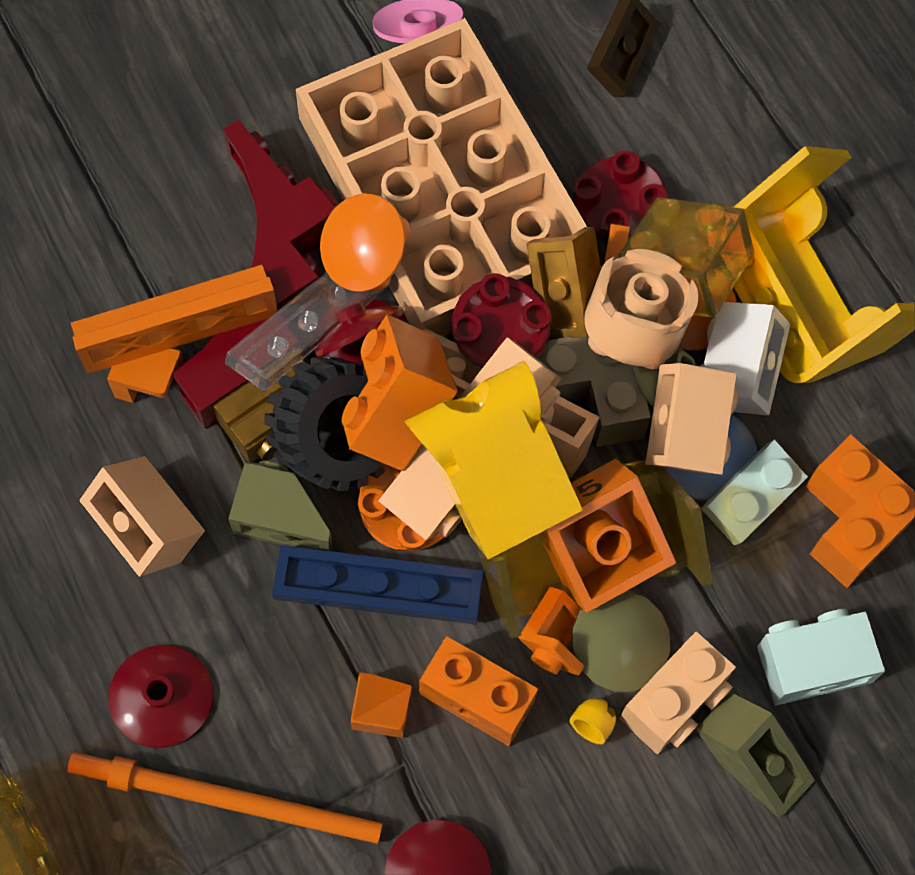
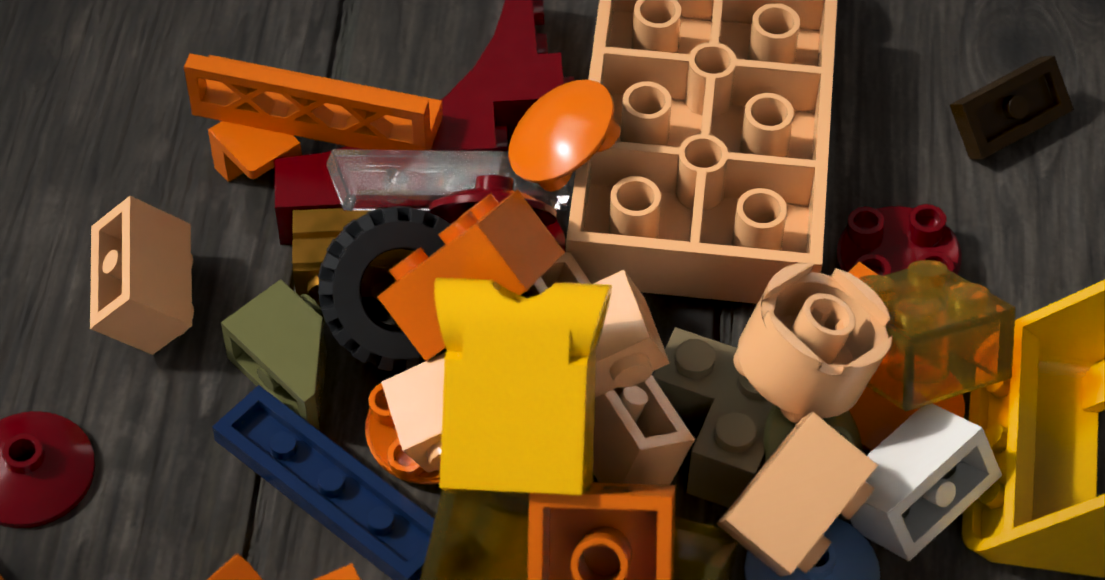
camera: 35 degrees right, 15 degrees down
(498, 310) = (668, 273): dark red dish -> none
(565, 276) = (744, 266): pearl gold panel -> none

